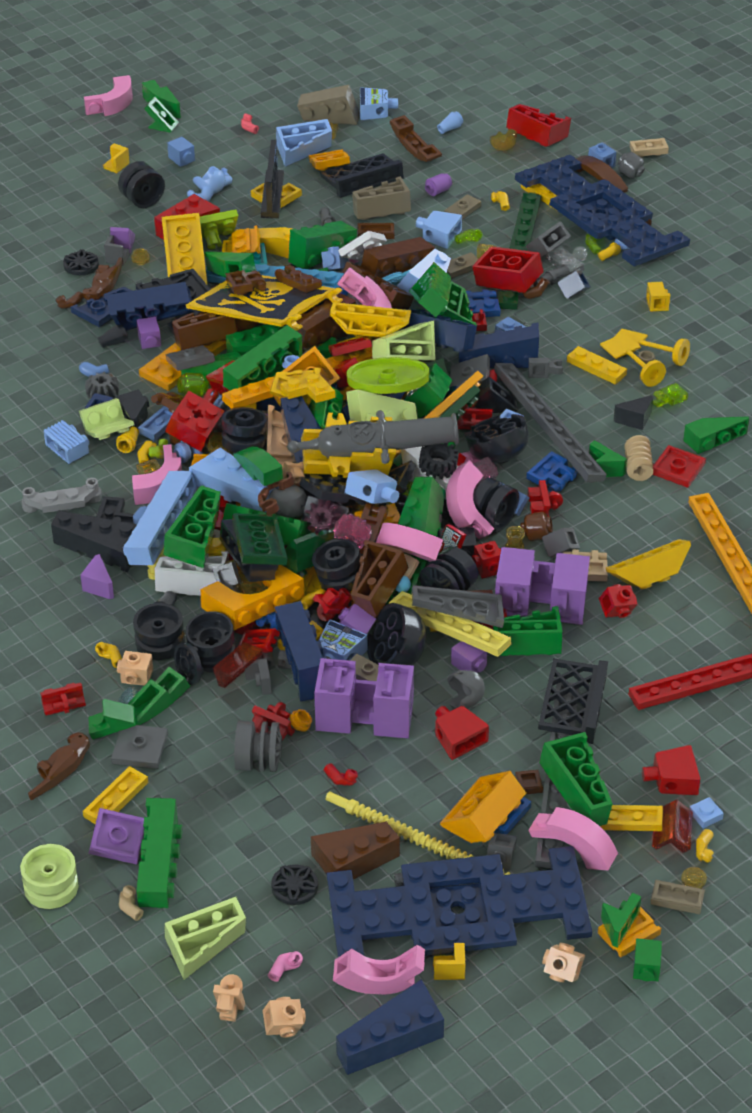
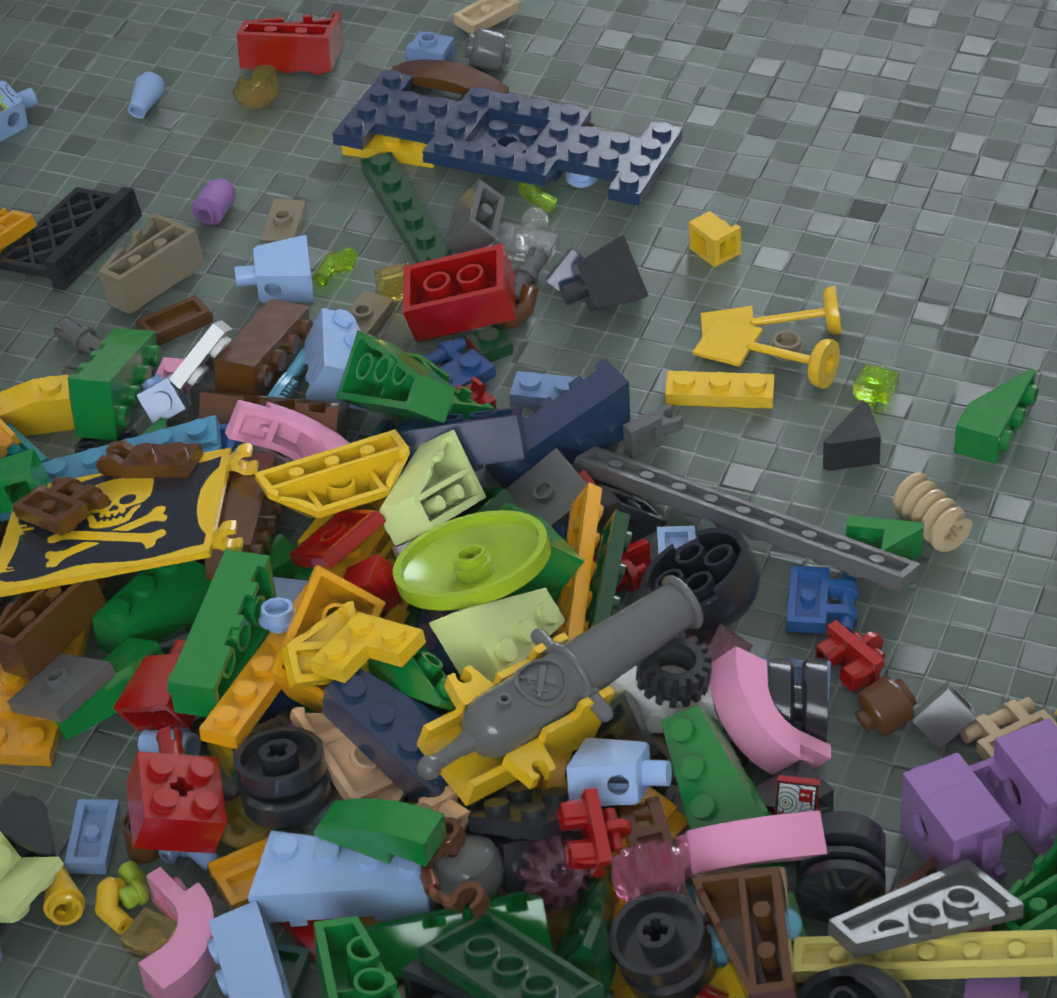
camera: 30 degrees left, 0 degrees up
(170, 400) = (95, 782): reddish brown plate -> none
(182, 451) = (183, 866): light blue plate -> none
(192, 382) = (96, 736): clear neon green head -> none
(342, 495) = (600, 832): none -> red hips
(412, 141) = (110, 151): reddish brown slope -> none
(487, 558) = (867, 795): red brick -> none
(502, 198) = (333, 181): yellow arm -> none
(515, 537) = (872, 753): clear yellow bush -> none
(583, 291) = (605, 278): none -> black torso
(613, 250) = (577, 194): yellow arm -> none
(678, 466) = (992, 496): red tile -> none

